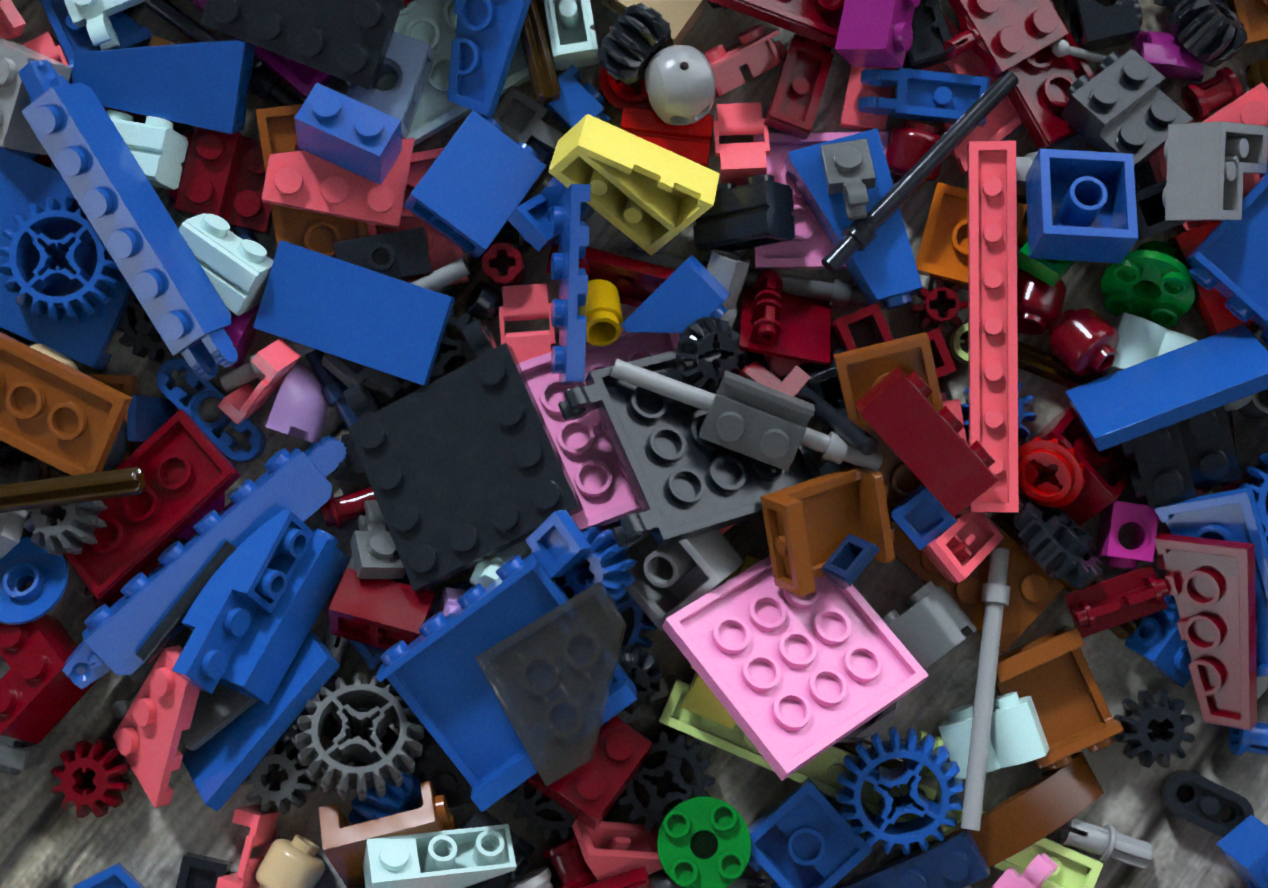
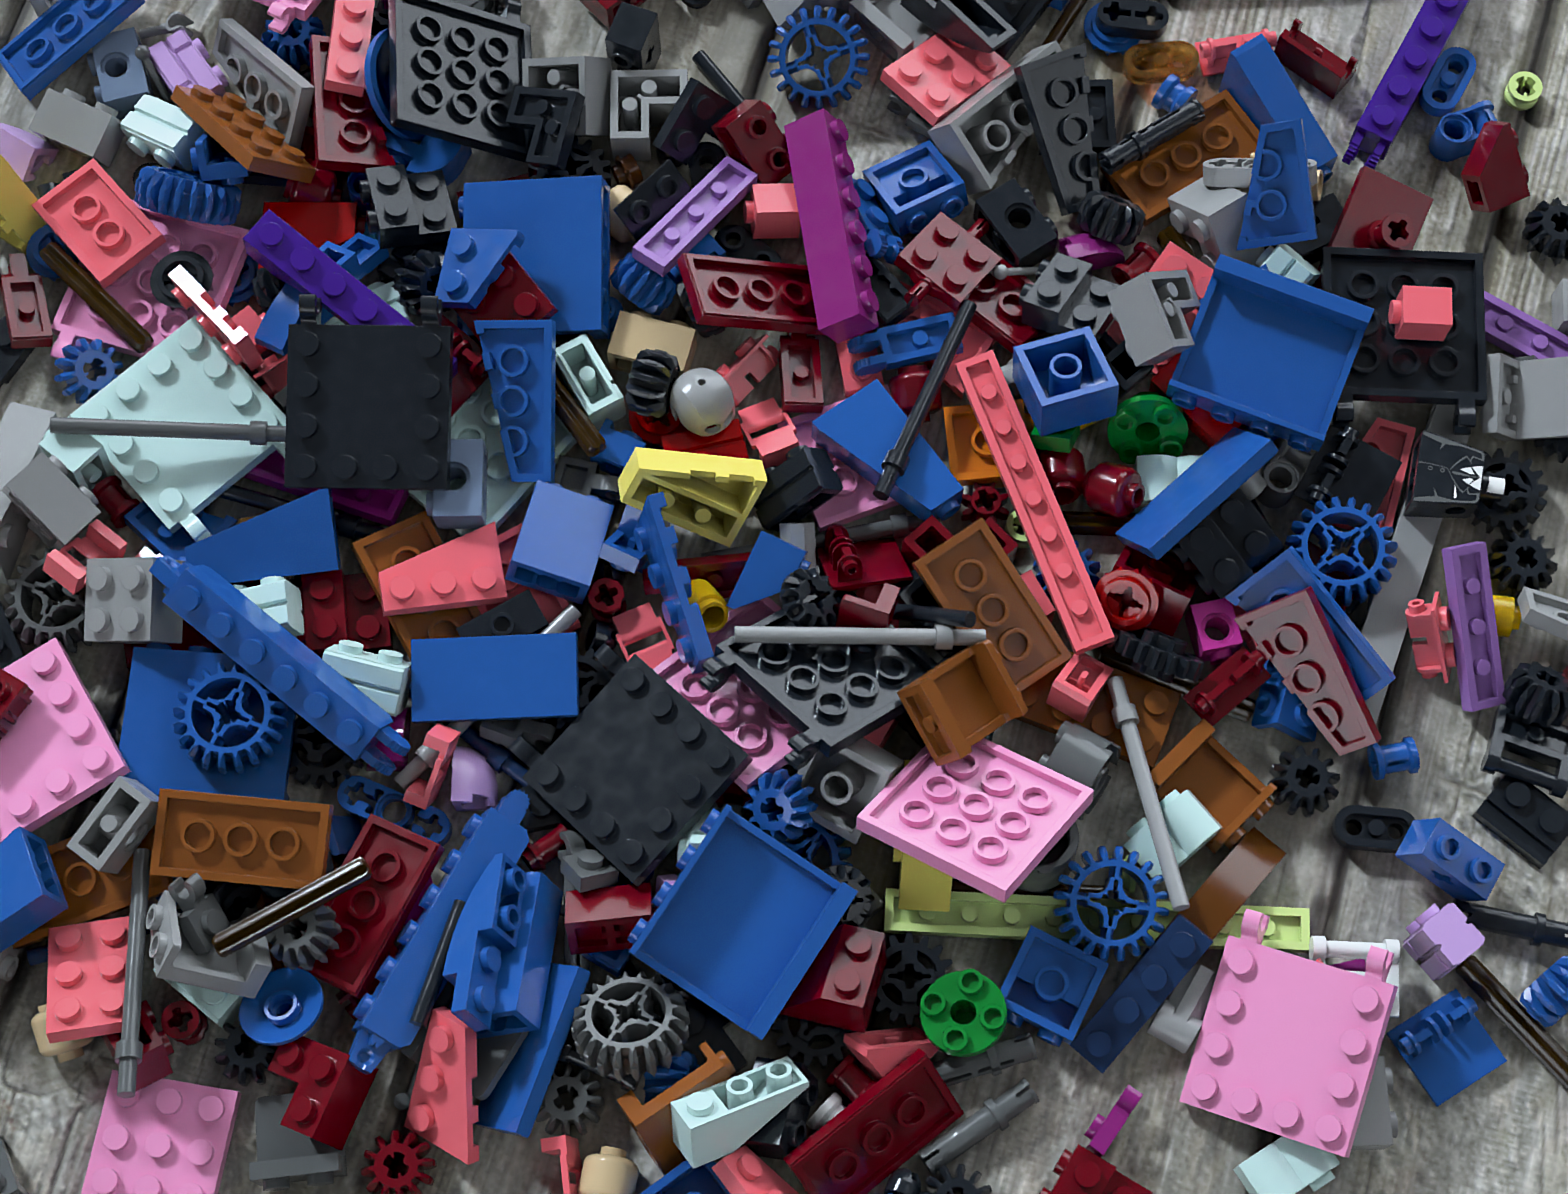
camera: 30 degrees left, 15 degrees down
(348, 133) = (441, 531): blue brick -> none
(558, 543) = (743, 790): blue plate -> none
(558, 680) = (786, 896): clear smoke plate -> none
(756, 420) = (869, 633): dark grey plate -> none
(849, 561) = (991, 722): dark blue slope -> none
(850, 172) = (870, 417): dark grey plate -> none
(922, 516) = (1037, 667): blue plate -> none
(927, 440) = (1015, 599): dark red brick -> none
(1106, 843) = (1304, 892): light grey axle -> none

